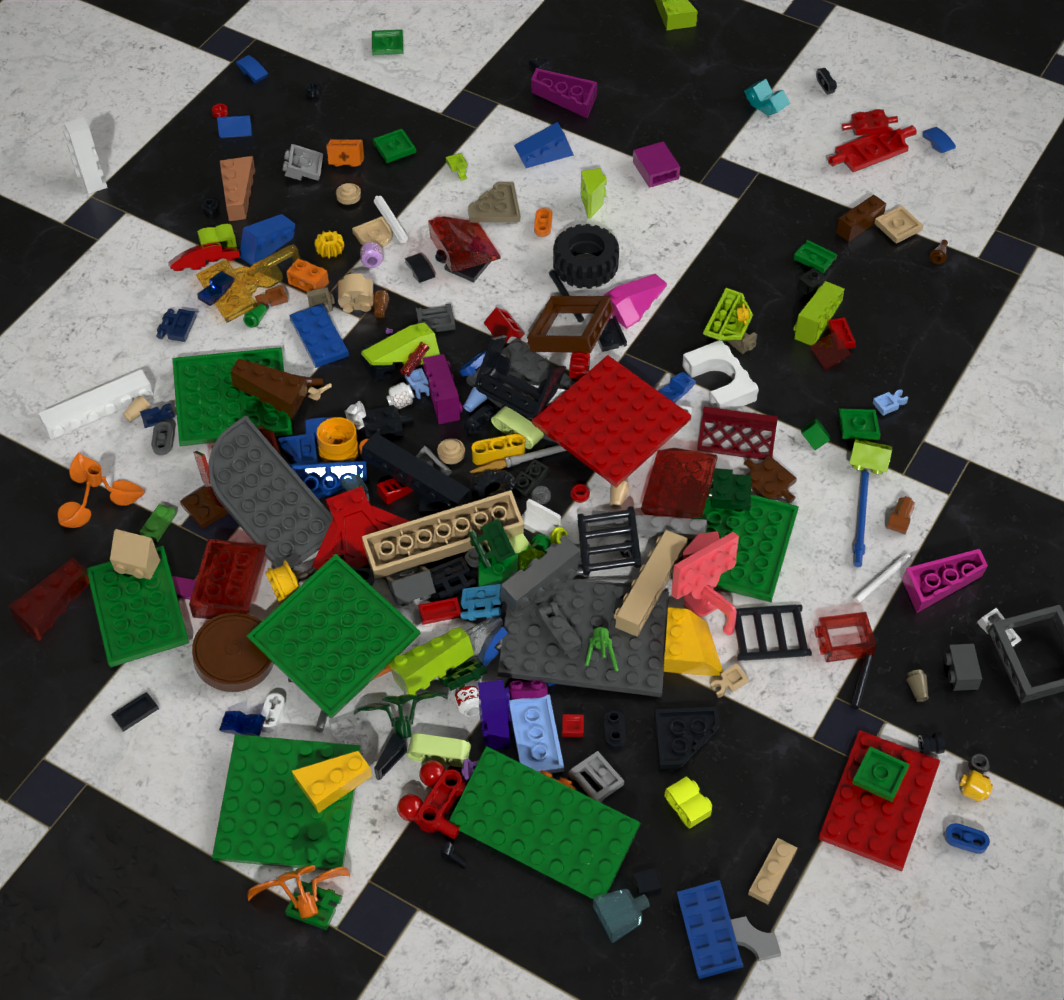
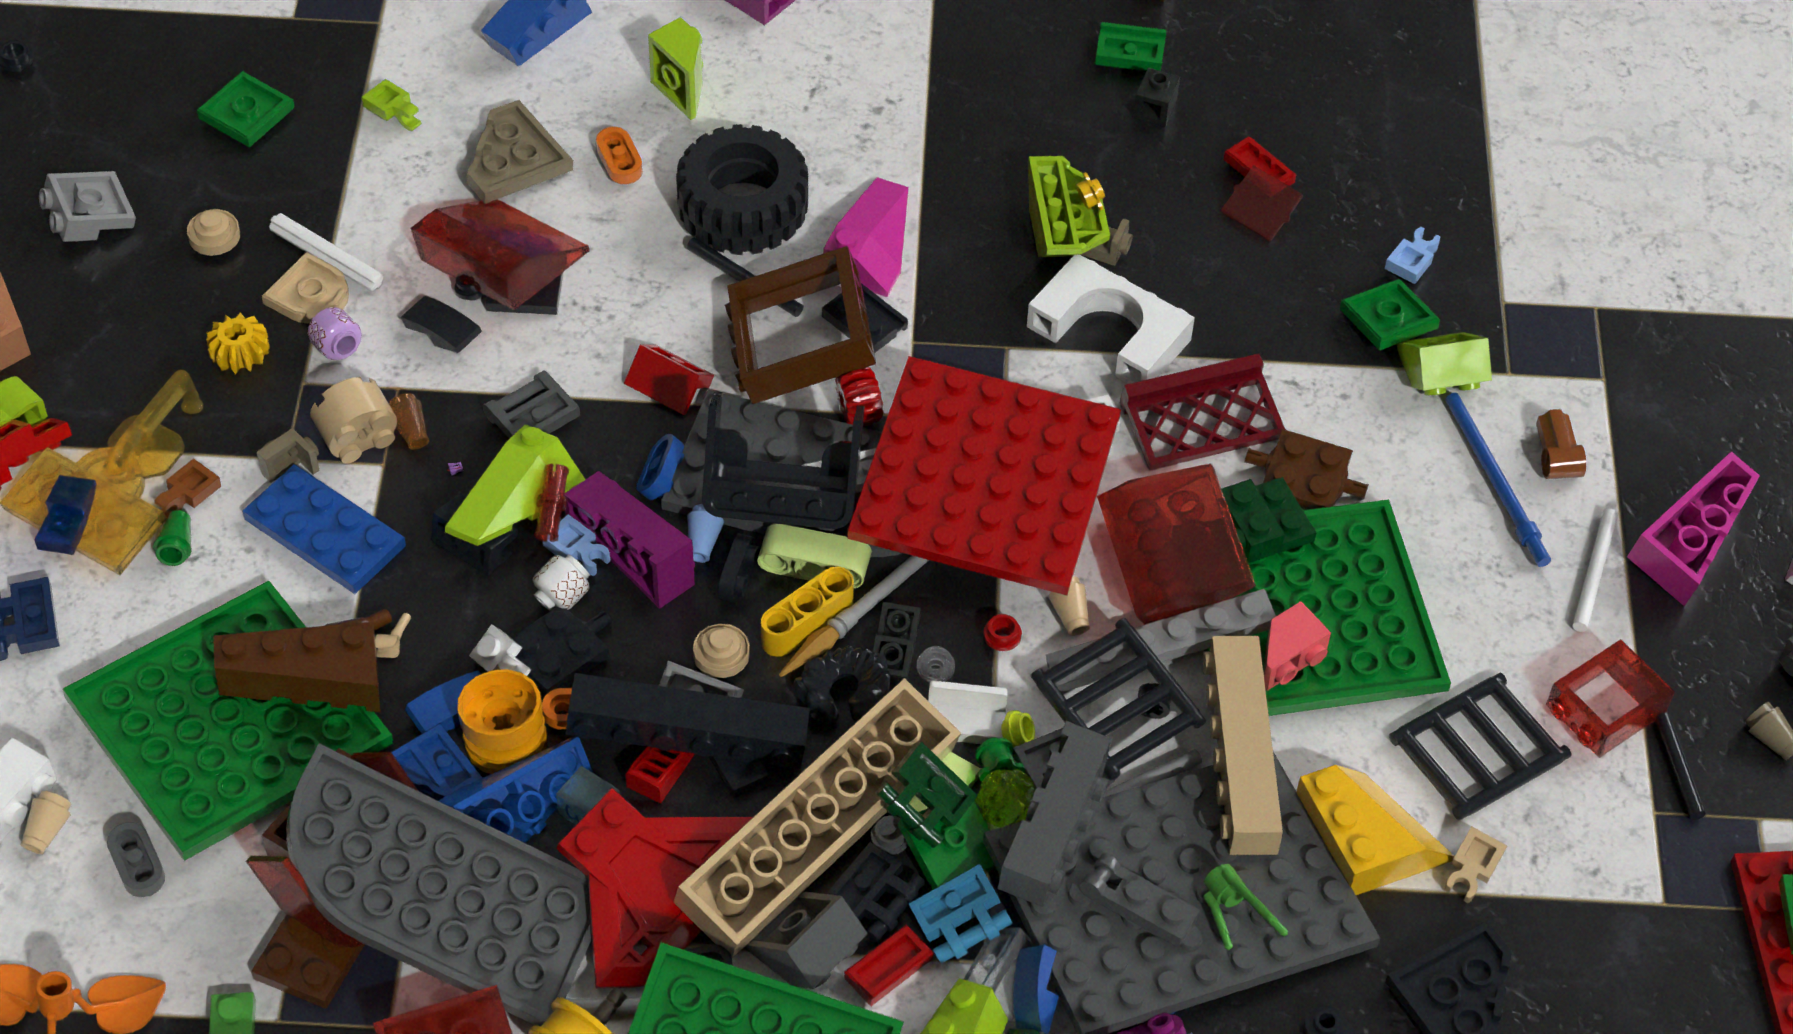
camera: 30 degrees left, 0 degrees up
(153, 415) = (94, 820): dark blue plate -> none
(265, 238) = (103, 378): blue wedge -> none
(307, 276) = (233, 422): orange brick -> none
(345, 152) = (144, 149): orange brick -> none
(678, 387) = (1048, 364): blue slope -> none
(699, 576) = (1326, 726): coral plate -> none
(815, 434) = (1332, 360): green panel -> none
(817, 312) = (1203, 146): lime wedge -> none

